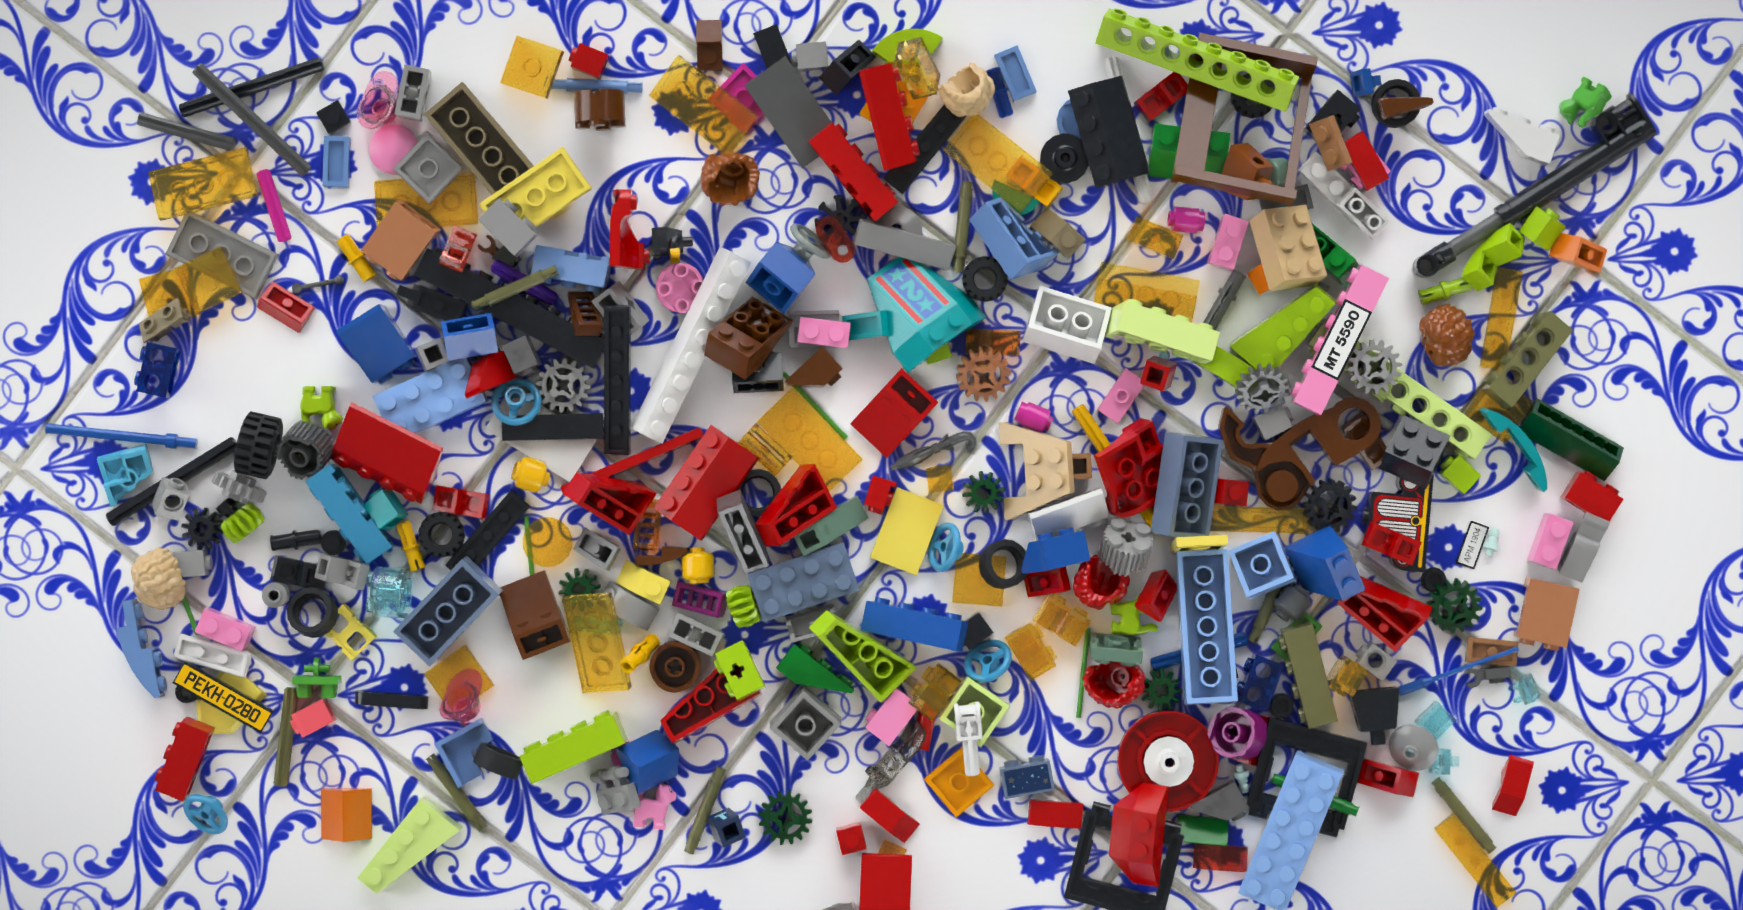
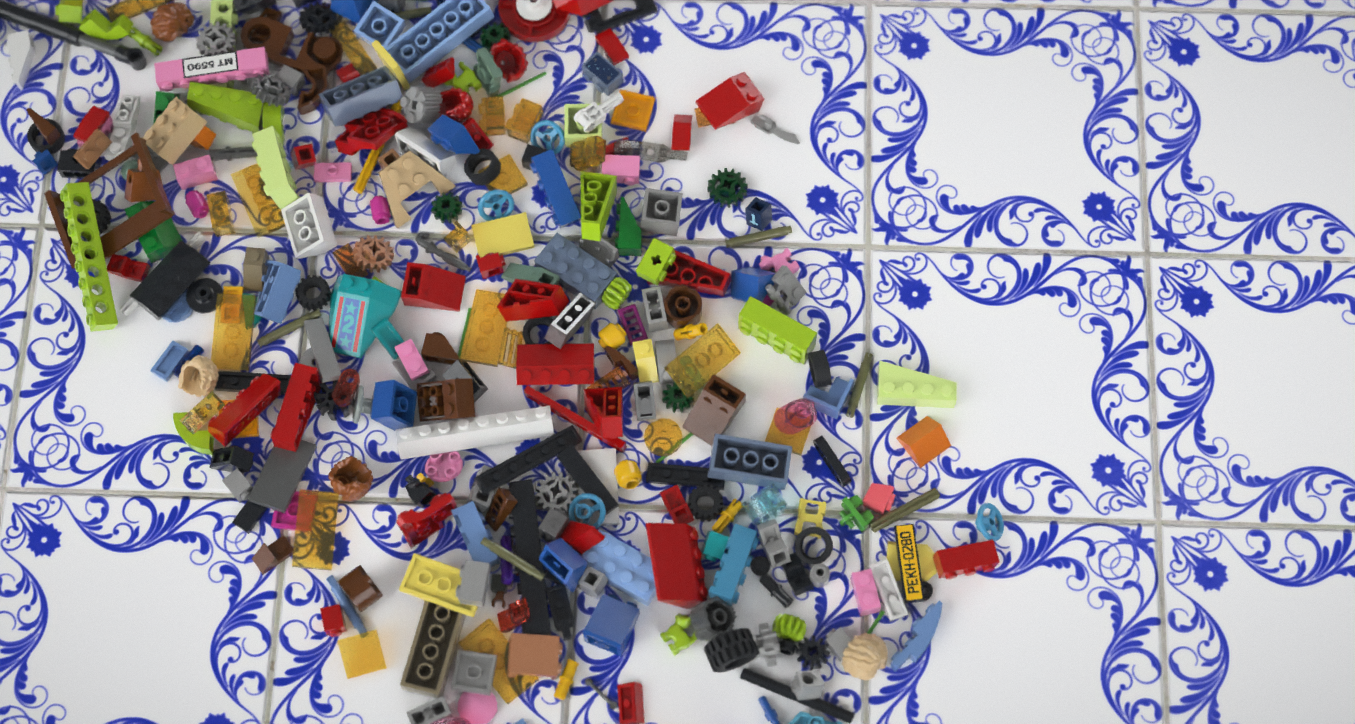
camera: 125 degrees left, 20 degrees down
(851, 838) = (711, 143): red brick -> none

